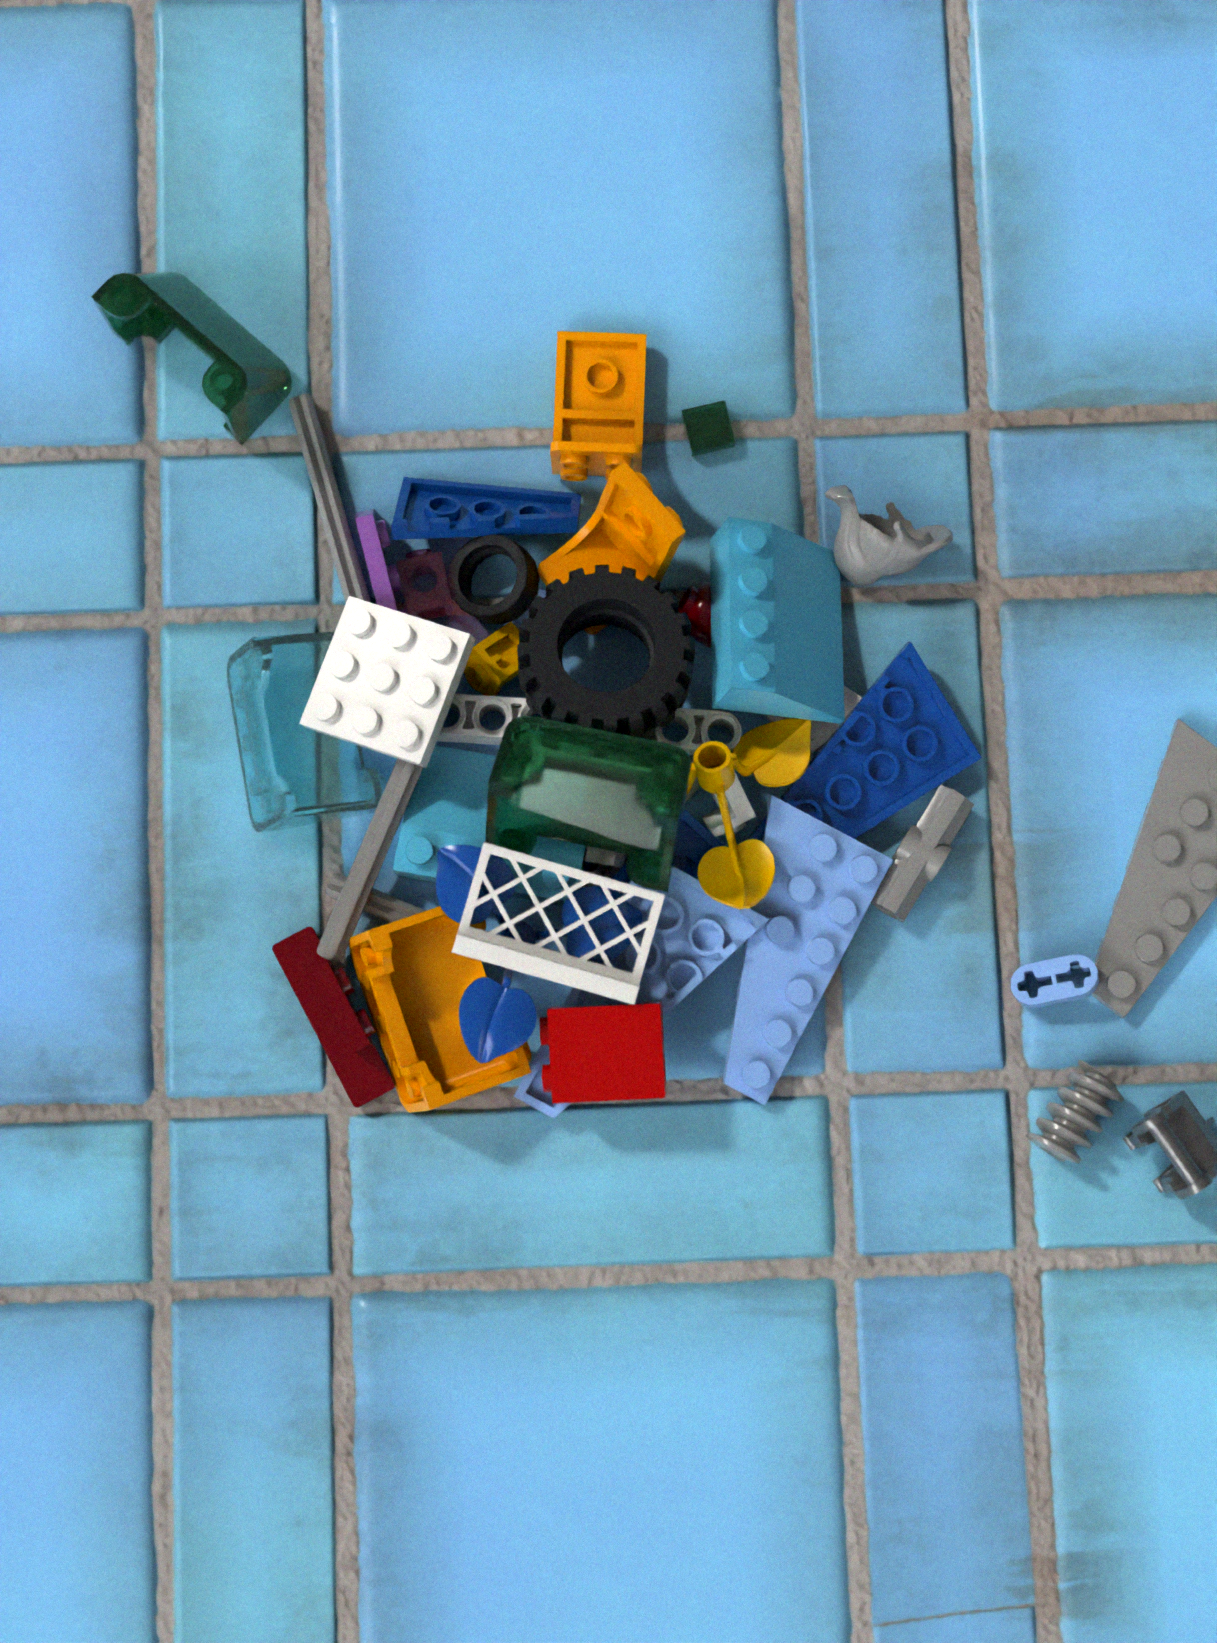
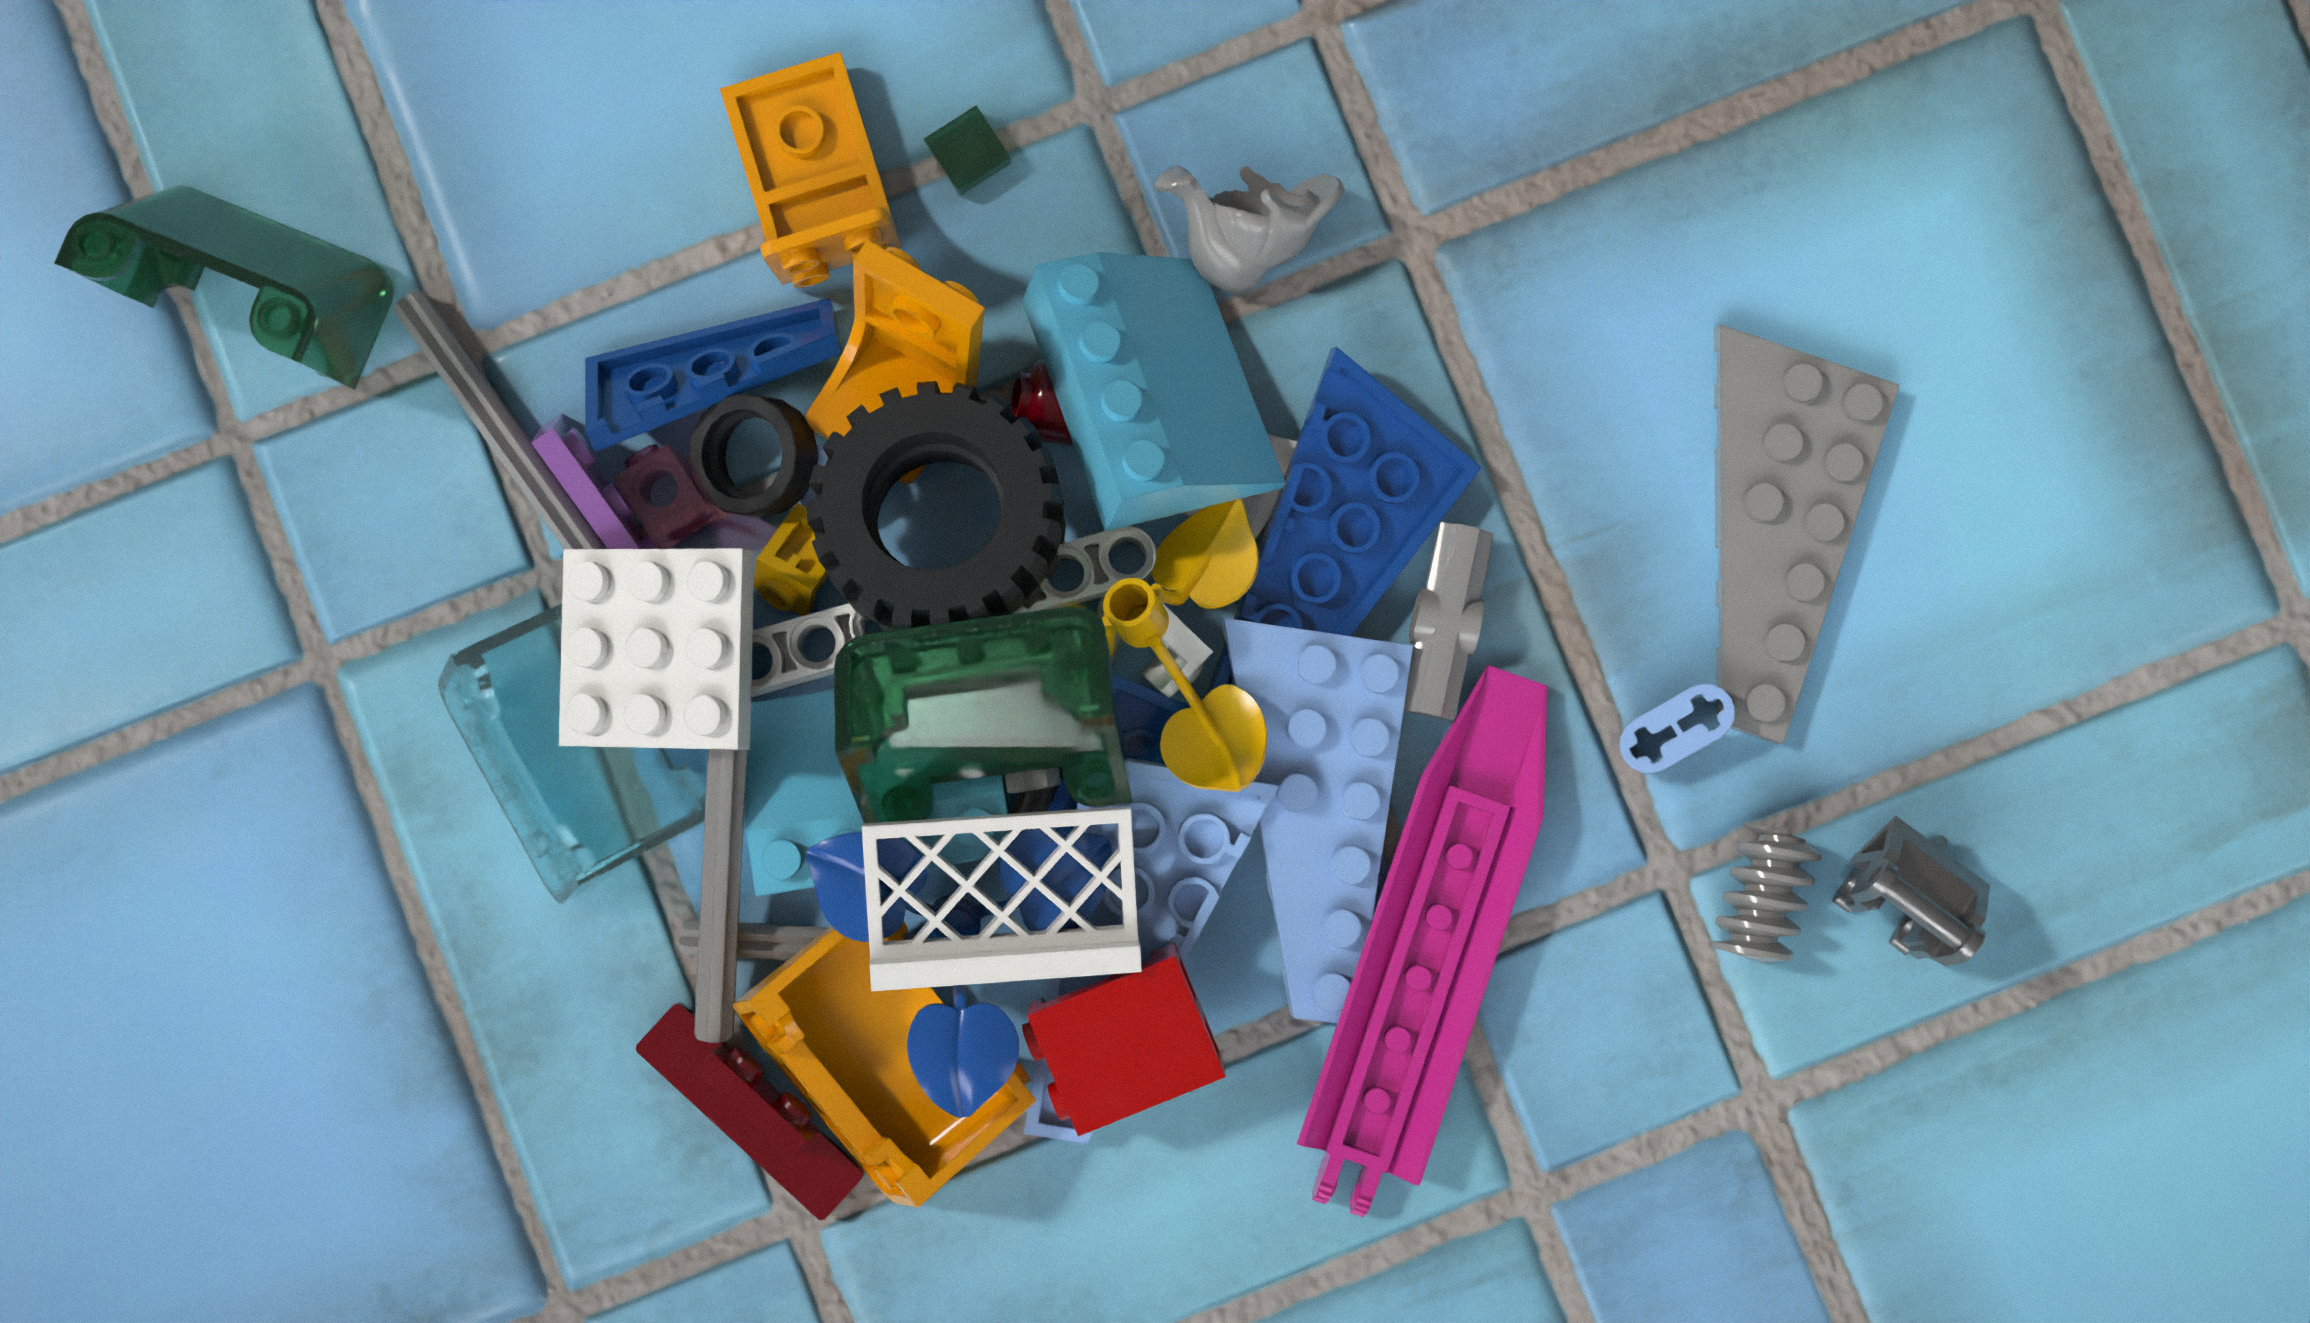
camera: 25 degrees left, 5 degrees up
(836, 1065) = (1432, 941): none -> dark pink hinge

